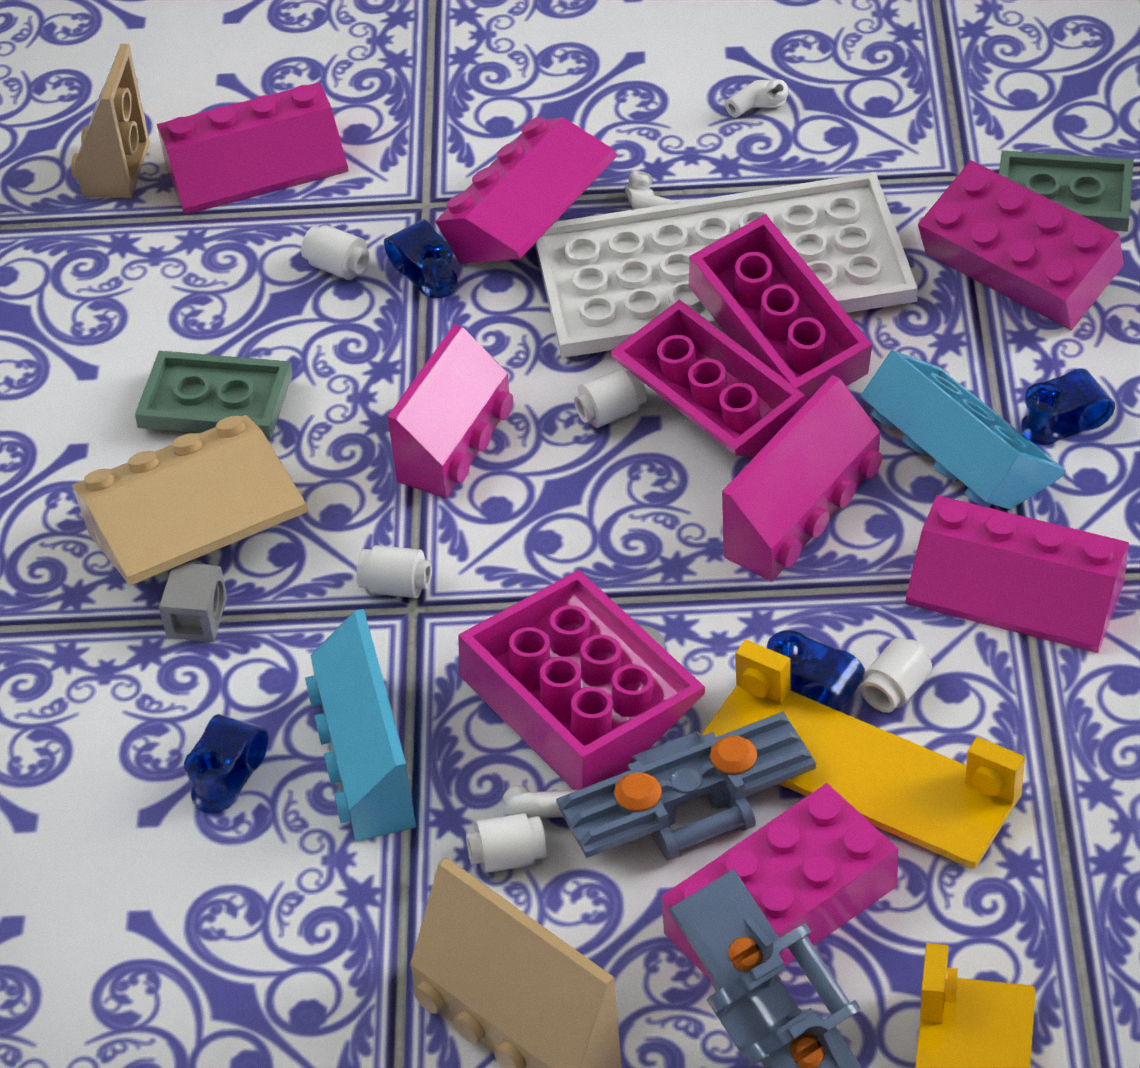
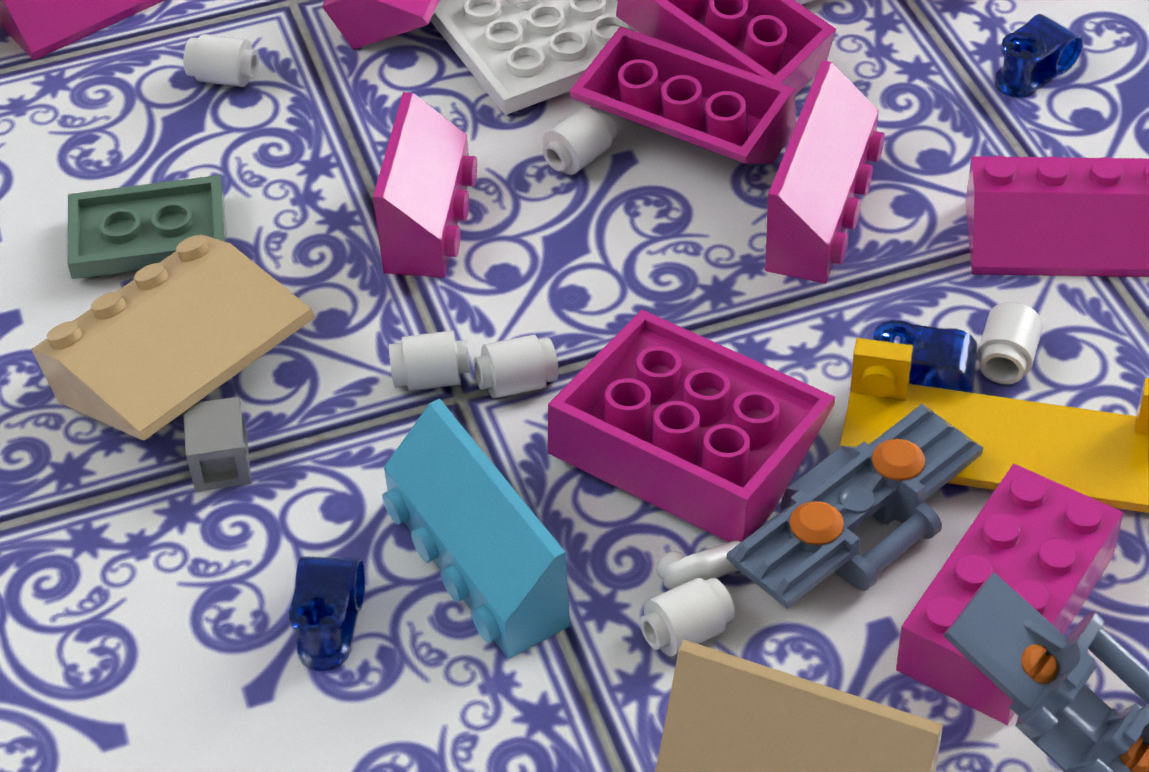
camera: 20 degrees left, 0 degrees up
(423, 259) = (317, 48): clear blue piece -> none
(464, 593) = (516, 366): none -> white brick
(958, 432) = (949, 98): medium azure slope -> none

